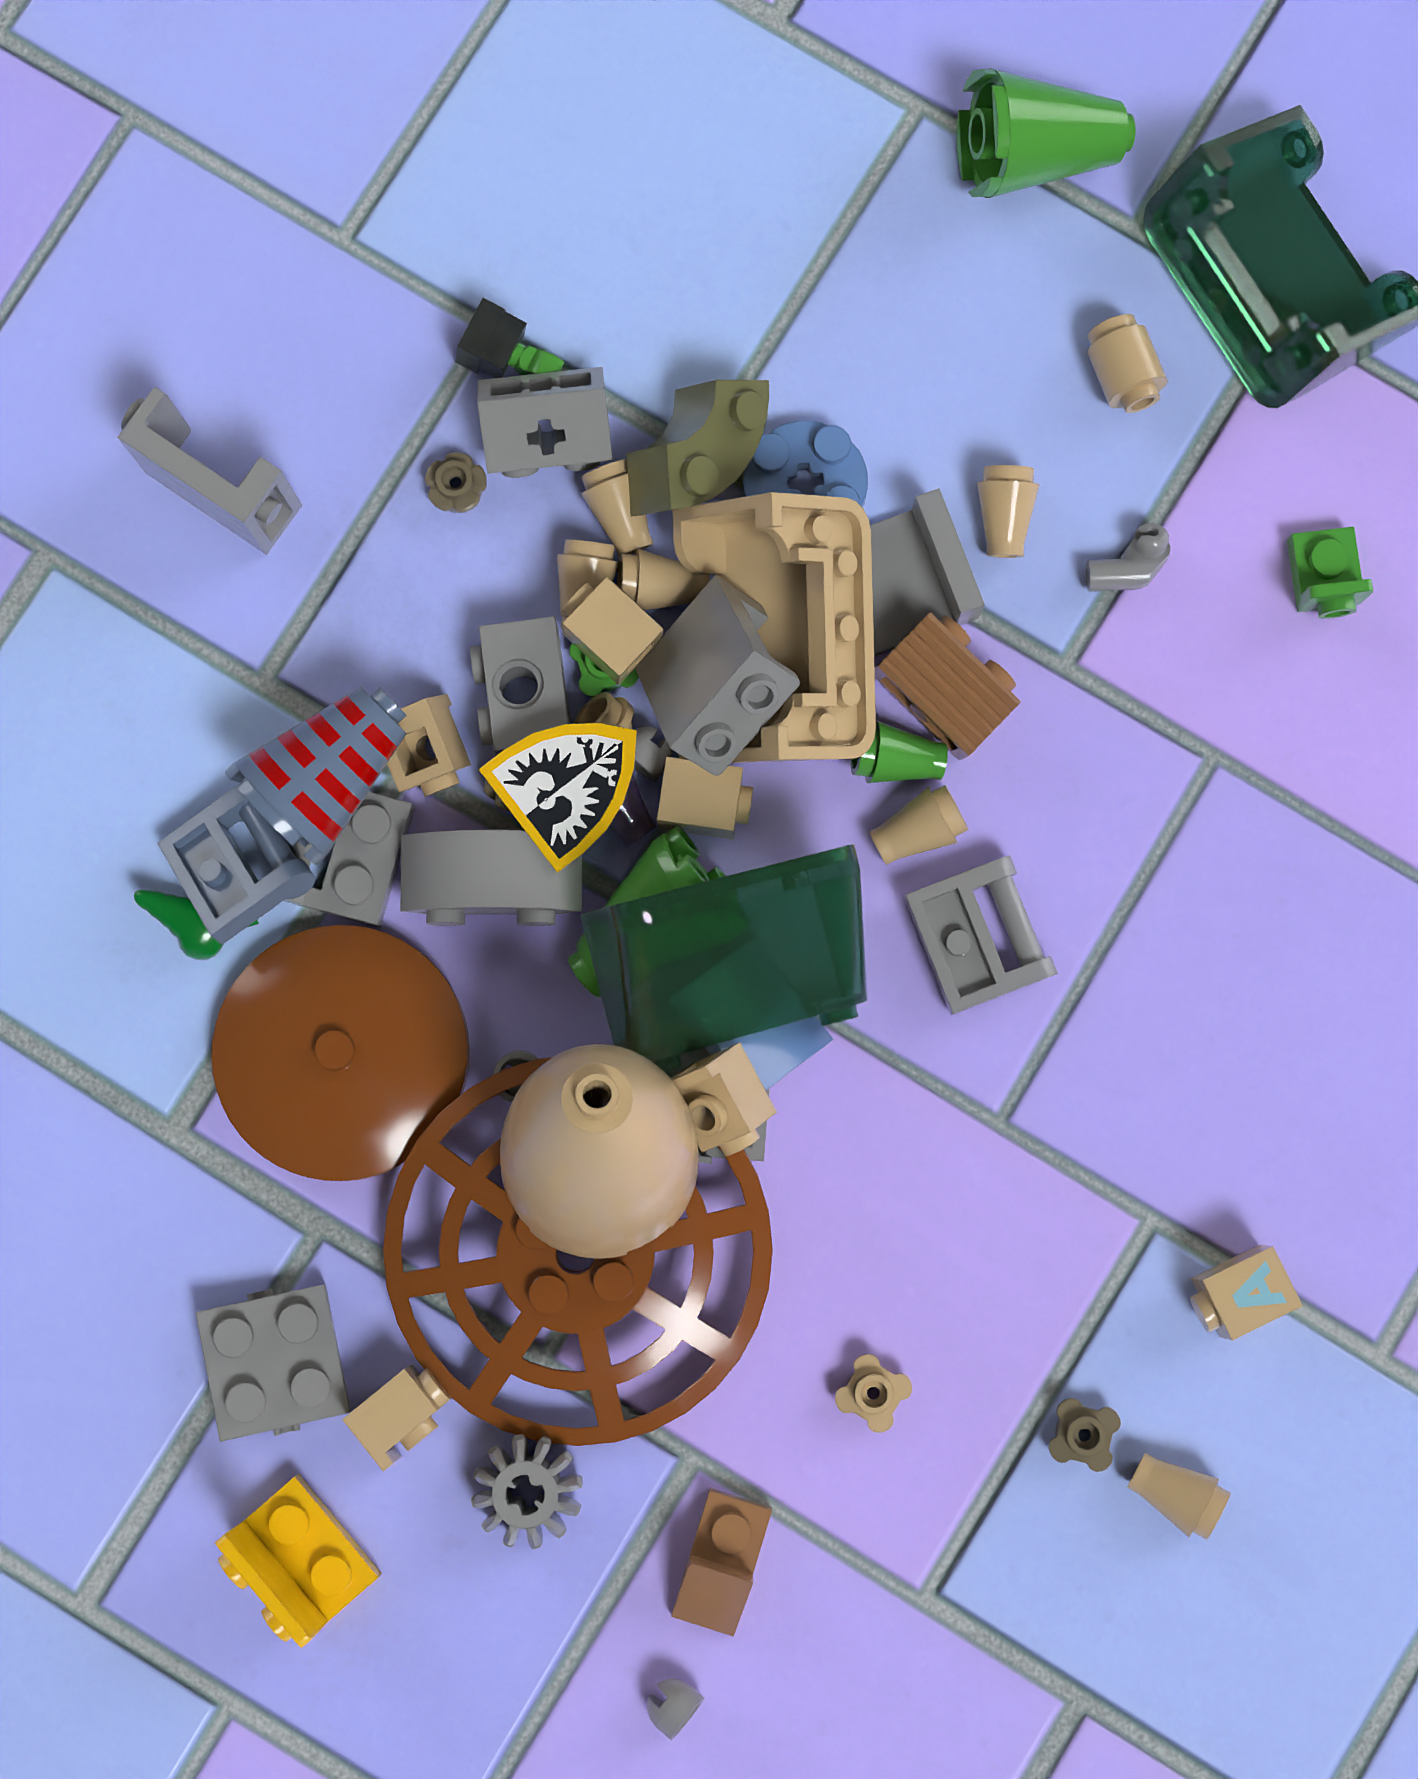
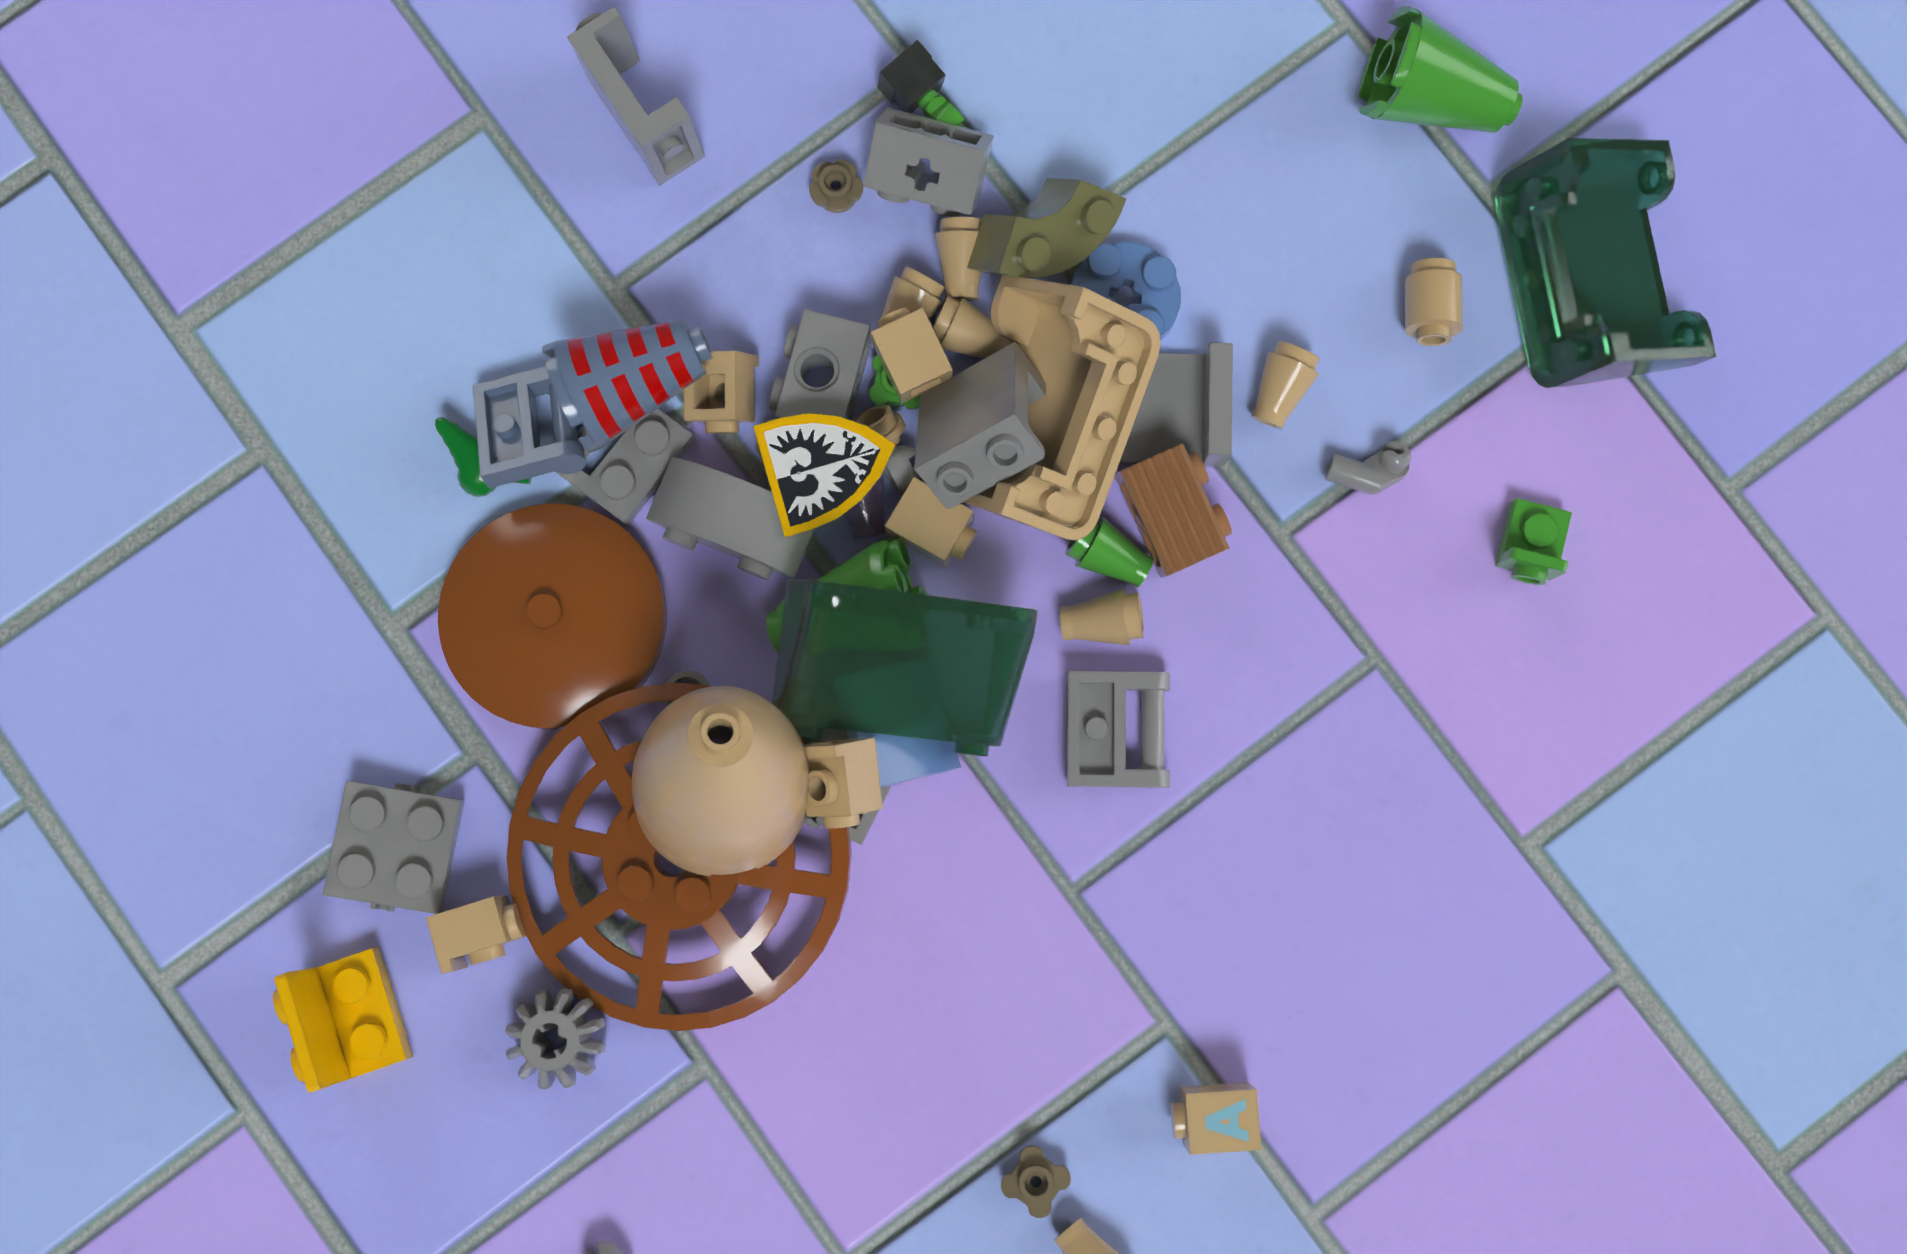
camera: 25 degrees right, 0 degrees up
(722, 1562) = (692, 1162): medium nougat slope -> none
(878, 1411) = (873, 1091): tan plate -> none

